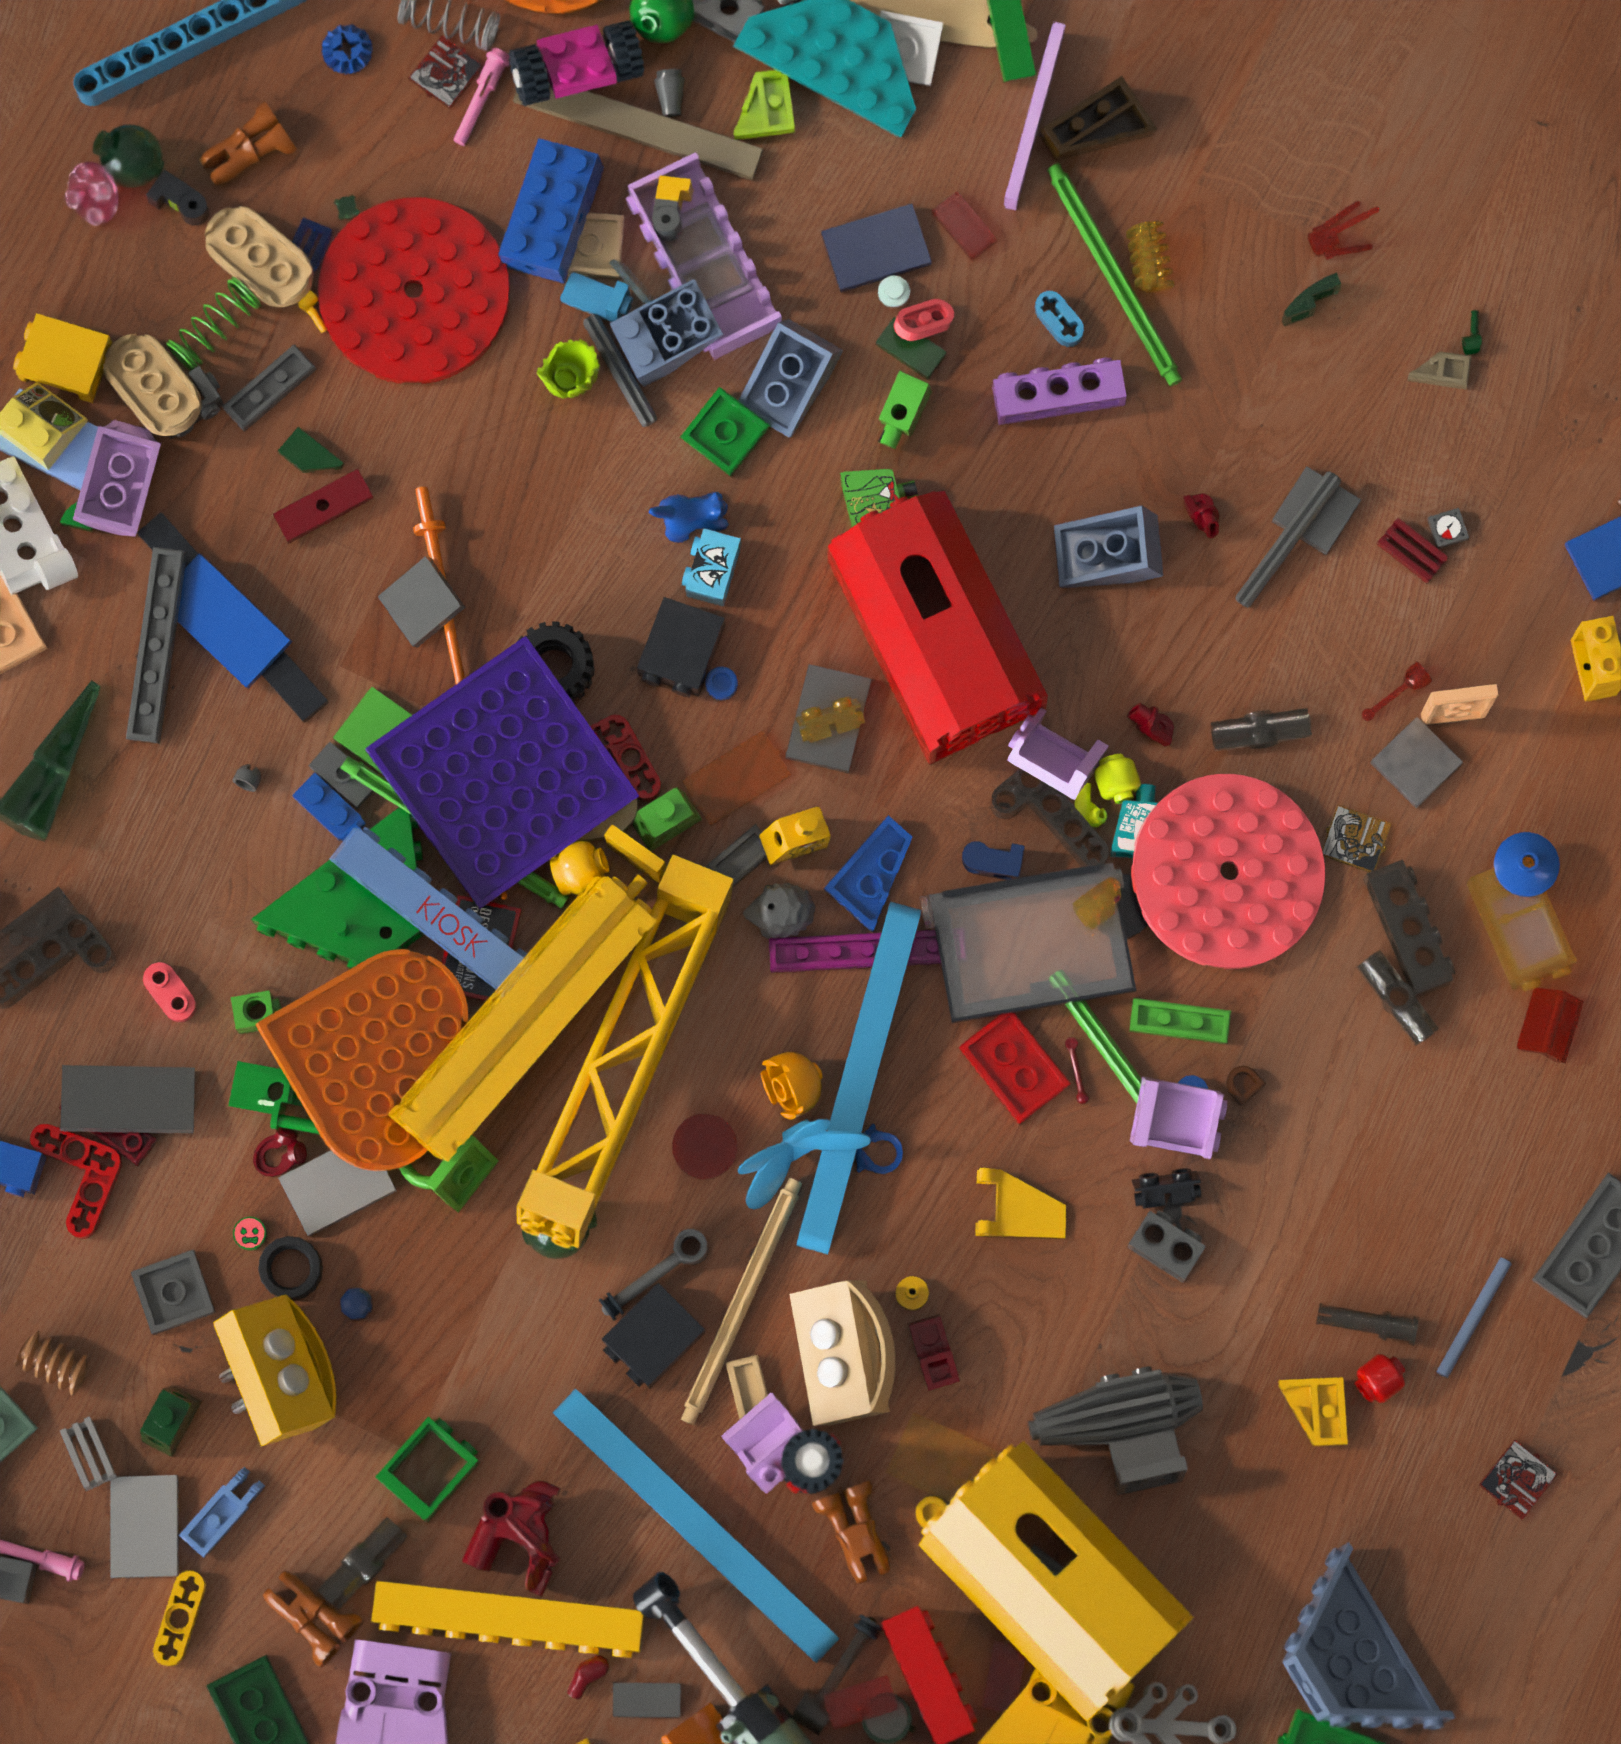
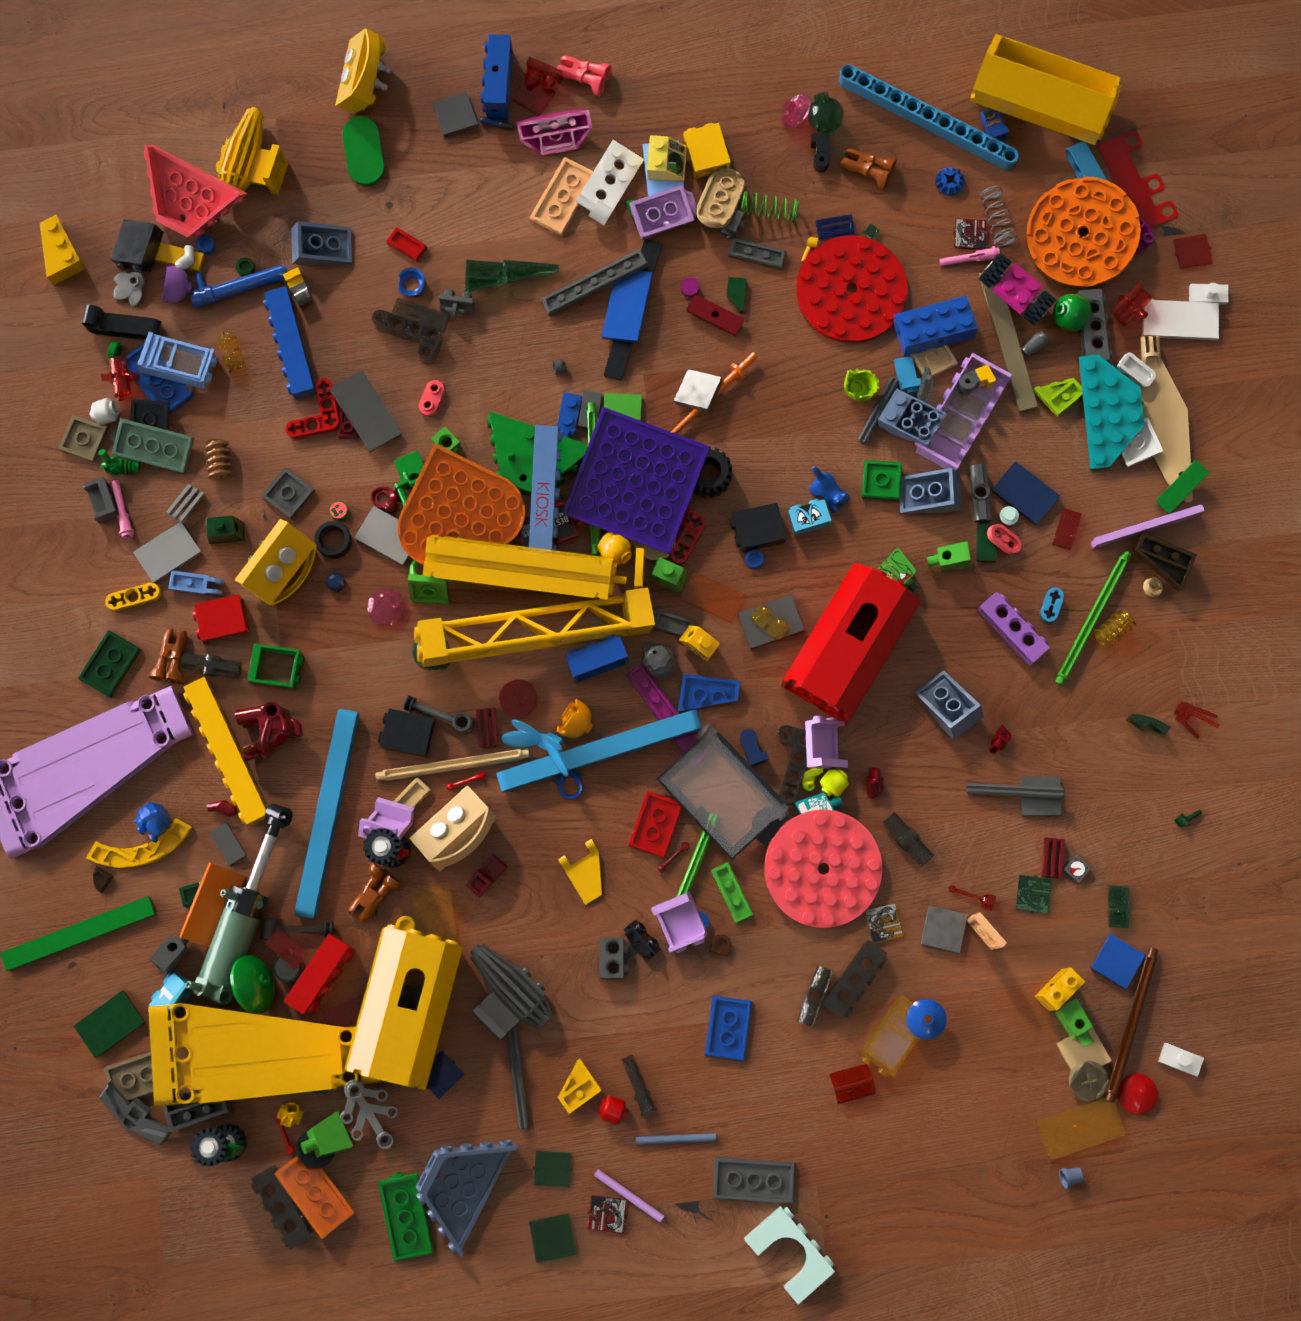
camera: 60 degrees right, 0 degrees up
(52, 866) = (456, 305): none -> dark grey hips
(255, 515) = (689, 287): none -> magenta tile
(259, 256) = (818, 206): tan tile -> none
(302, 1506) = (221, 618): none -> red panel
(443, 1252) = (386, 607): none -> clear pink dish
(693, 1204) = (487, 732): none -> dark red tile
(723, 994) = (597, 658): none -> blue brick
(783, 1271) = (480, 776): none -> red hinge
(819, 299) = (981, 505): none -> dark grey piece
(909, 1301) = (509, 851): yellow tile -> none
(1098, 903) = (762, 813): clear yellow rock -> none
(1124, 165) = (1153, 587): none -> tan tile
(1186, 1586) = (443, 1075): none -> clear blue piece
(1255, 1488) = (517, 1078): none -> dark grey axle
(1366, 1147) = (728, 1028): none -> blue tile
(1408, 1517) = (552, 1168): none -> clear green piece
(1444, 370) = (1158, 814): dark tan tile -> none
(1445, 609) = (1033, 894): none -> clear green piece
(1503, 1576) = (552, 1238): none -> clear green tile
(1511, 1432) = (629, 1195): none -> lavender bar
(1534, 508) = (1118, 906): none -> clear green slope

